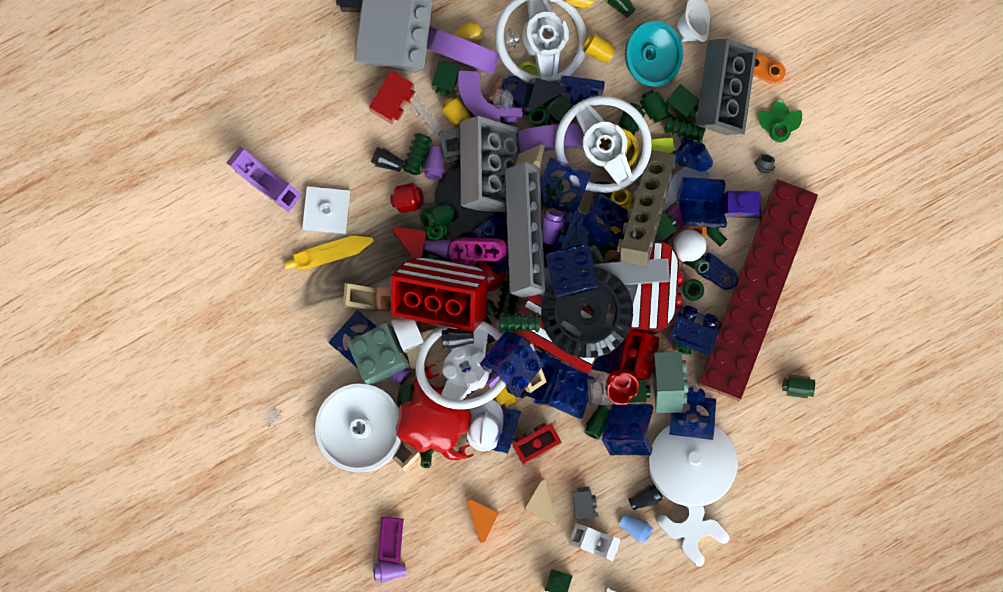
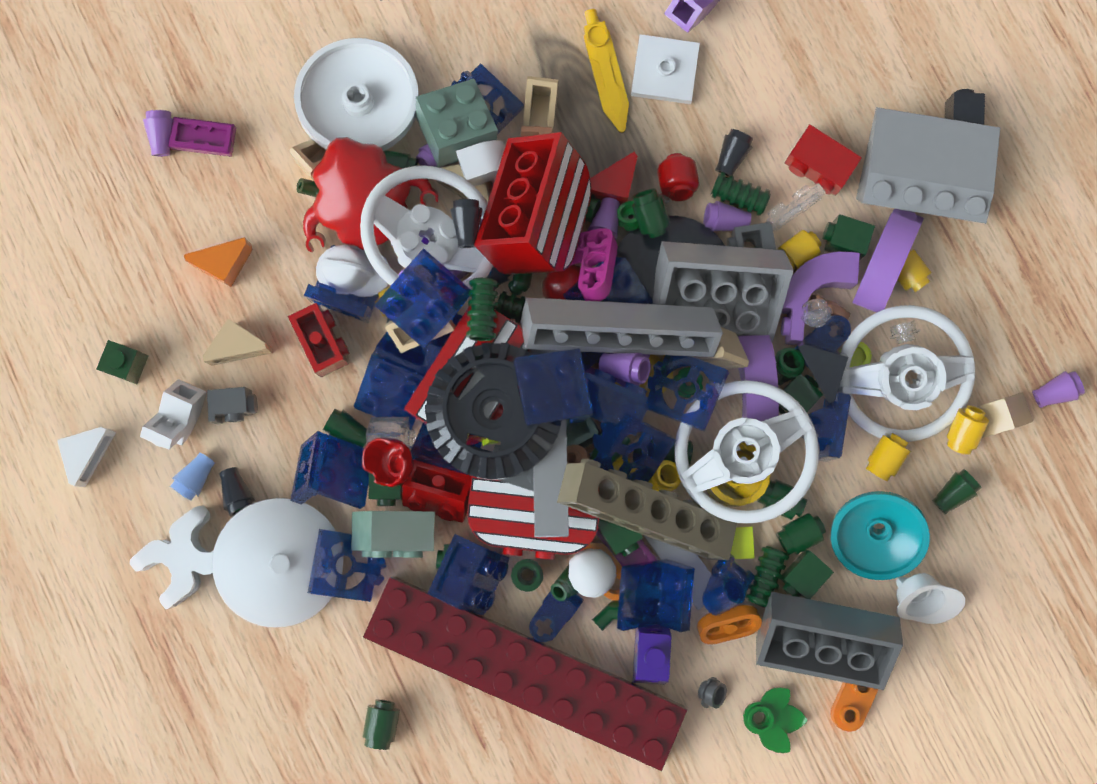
camera: 90 degrees right, 0 degrees up
(719, 152) = (731, 625): none -> orange plate

